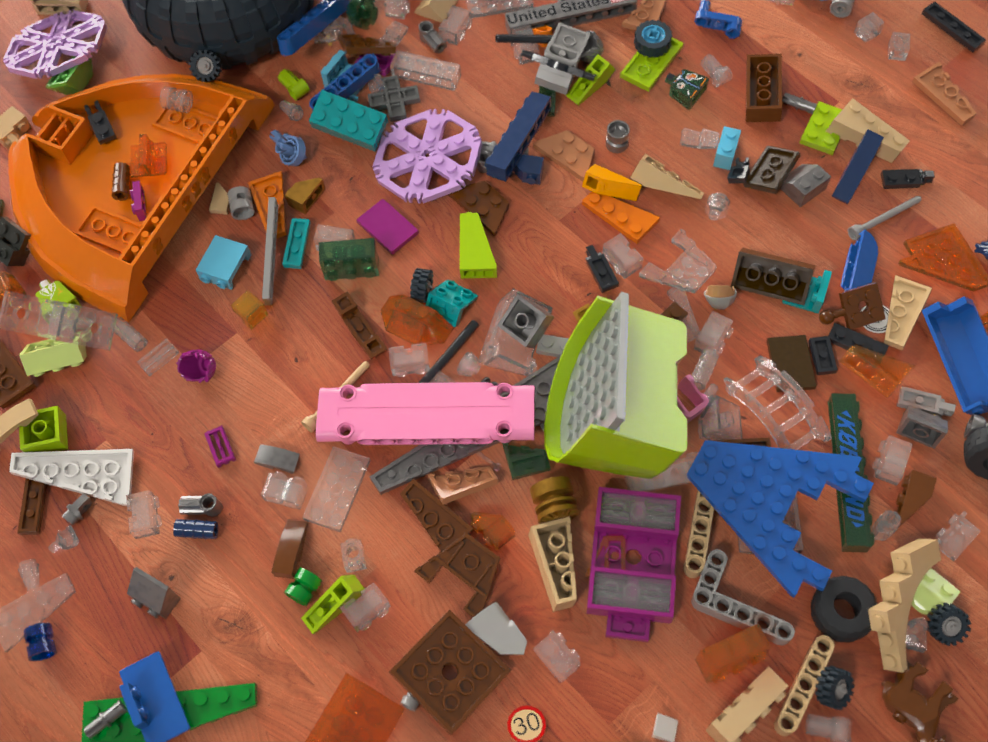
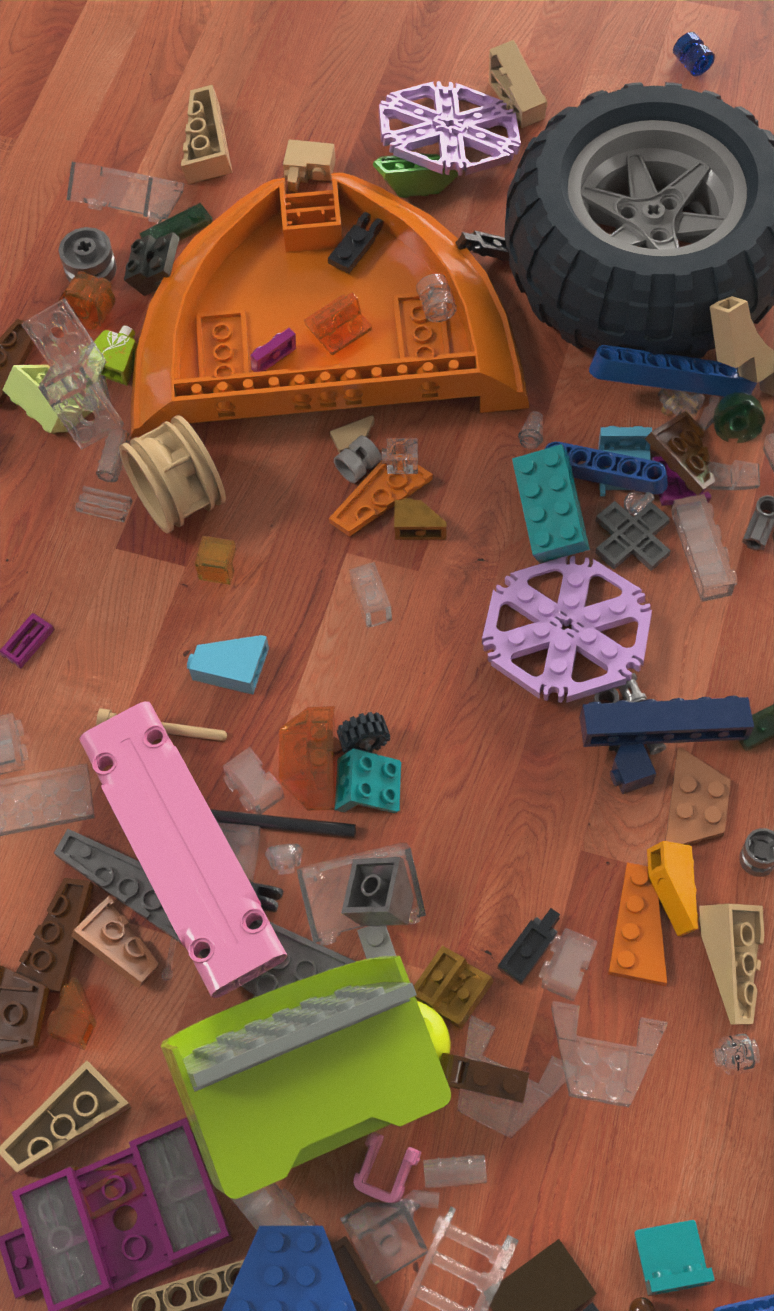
camera: 60 degrees right, 0 degrees up
(121, 181) = (288, 315): reddish brown axle -> none
(154, 66) = (484, 244): none -> black hinge
(177, 297) = (172, 473): none -> tan wheel
(196, 366) = (108, 551): magenta hair -> none
(205, 65) = (508, 297): black wheel -> none
(222, 262) = (264, 490): medium azure panel -> none
(259, 177) = (401, 446): none -> clear brick
(270, 251) = (306, 532): light grey tile -> none
(277, 458) = (40, 711): flat silver slope -> none
(289, 148) = (470, 464): medium blue pin -> none
(295, 87) = (571, 413): lime piece -> none
(296, 243) = (342, 555): teal plate -> none
(323, 336) = (230, 663): none -> medium azure slope
(349, 259) = (347, 627): clear green brick -> none
(358, 326) = (268, 696): reddish brown slope -> none
(387, 226) = (433, 644): magenta tile -> none
(475, 251) = (460, 767): lime slope -> none
(485, 201) = (541, 740): reddish brown wing -> none
(525, 461) = (186, 999): clear green wing -> none
(554, 499) = (140, 1071): pearl gold wheel -> none
(714, 333) = (517, 1158): clear brick -> none
(720, 296) = (586, 1133): piece -> none
(773, 276) = (664, 1195): dark brown slope -> none

